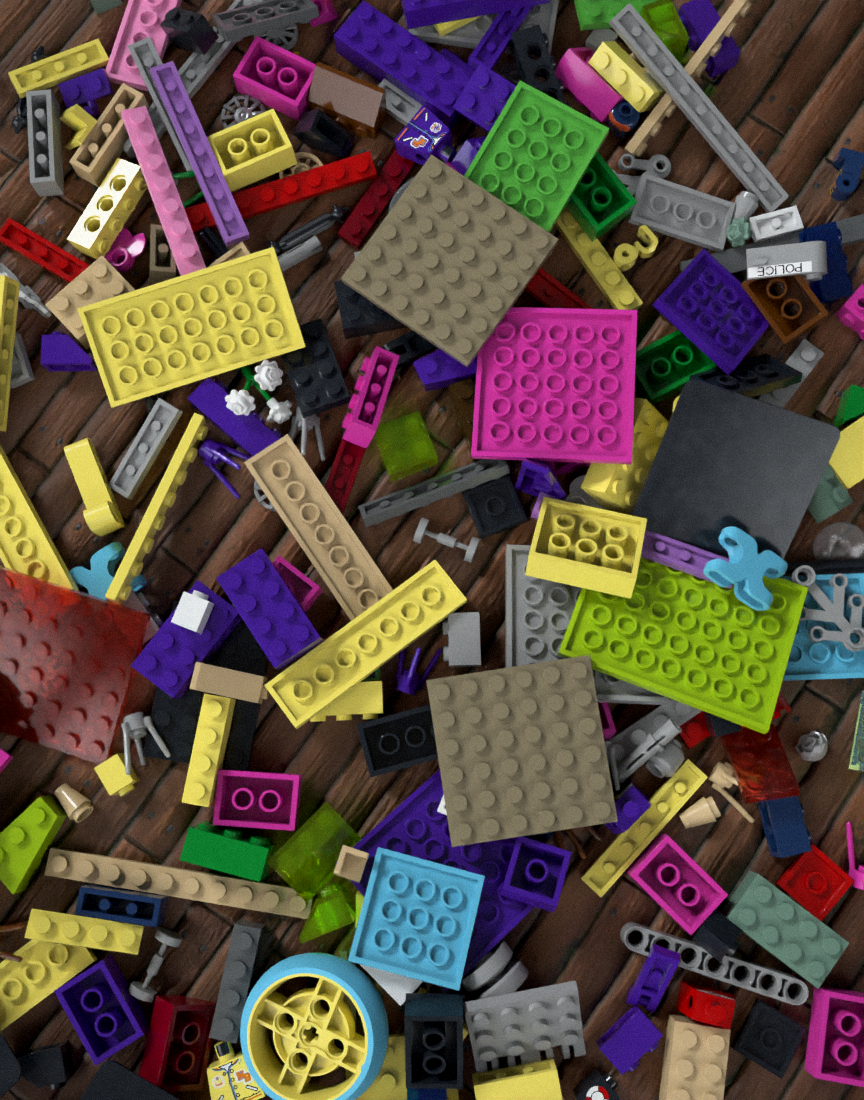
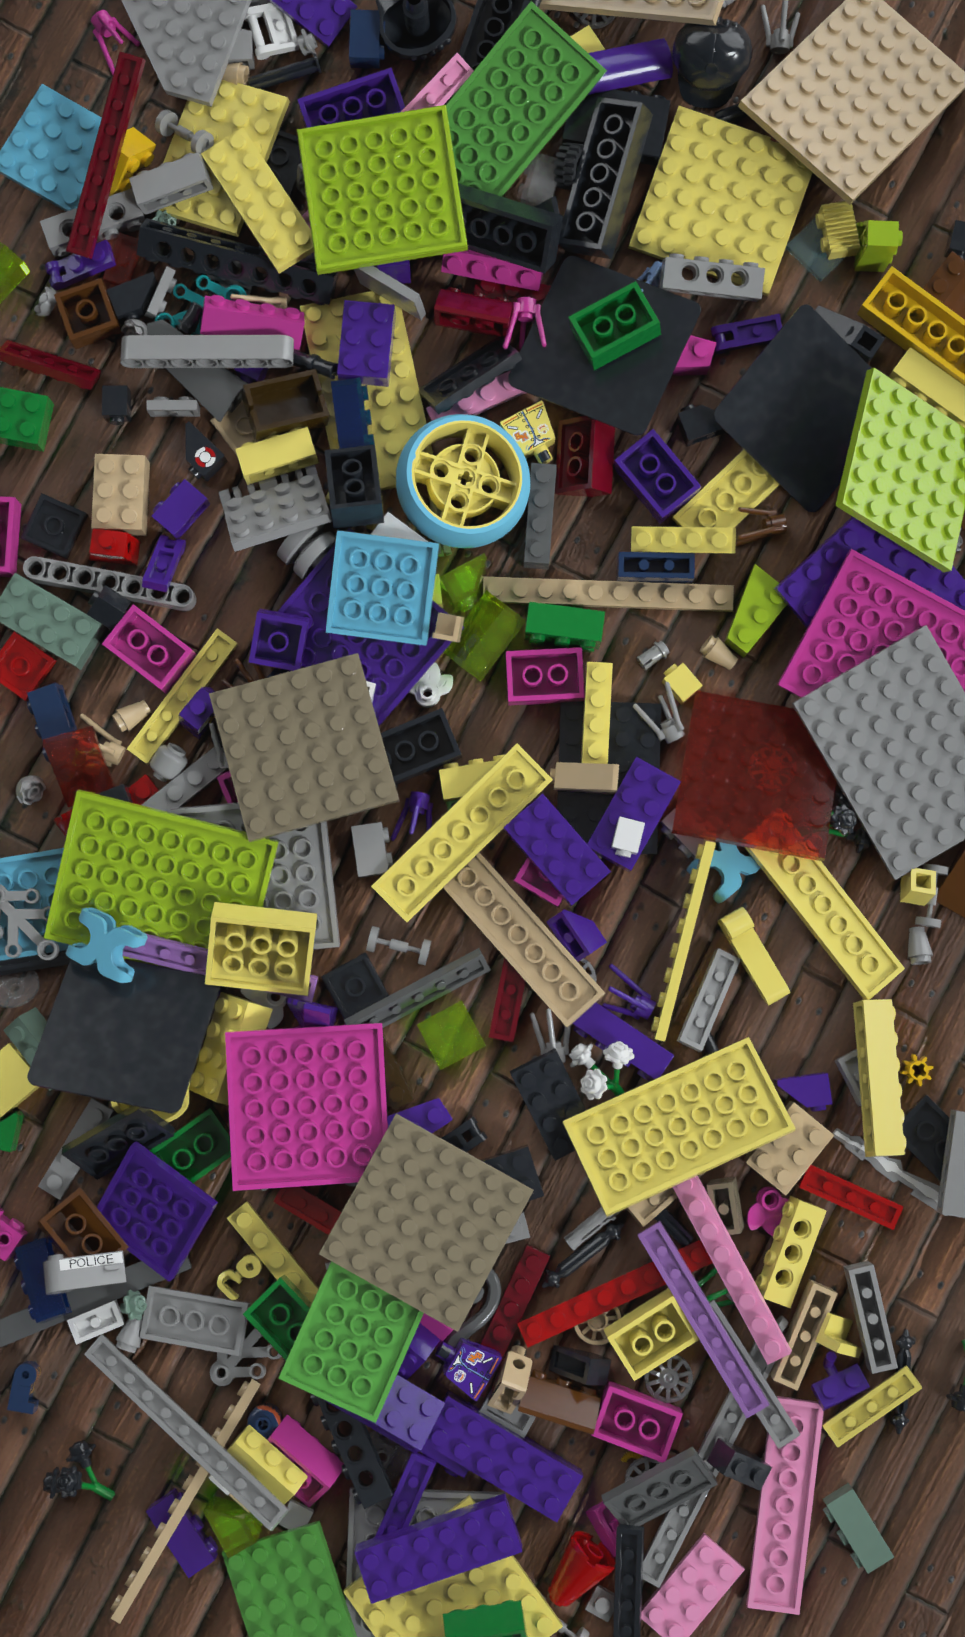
camera: 175 degrees right, 5 degrees up
(142, 809) = (653, 655): none -> light grey pin
(143, 990) = (624, 496): light grey wheel -> none
(265, 526) = (576, 934): none -> dark purple slope
(371, 397) = (489, 1076): dark pink brick -> none
(375, 807) = (434, 683): none -> white plate
(386, 122) = (510, 1380): none -> tan torso
(669, 729) = (203, 748): light grey pin -> none
(813, 80) = (70, 1479): none -> black plant

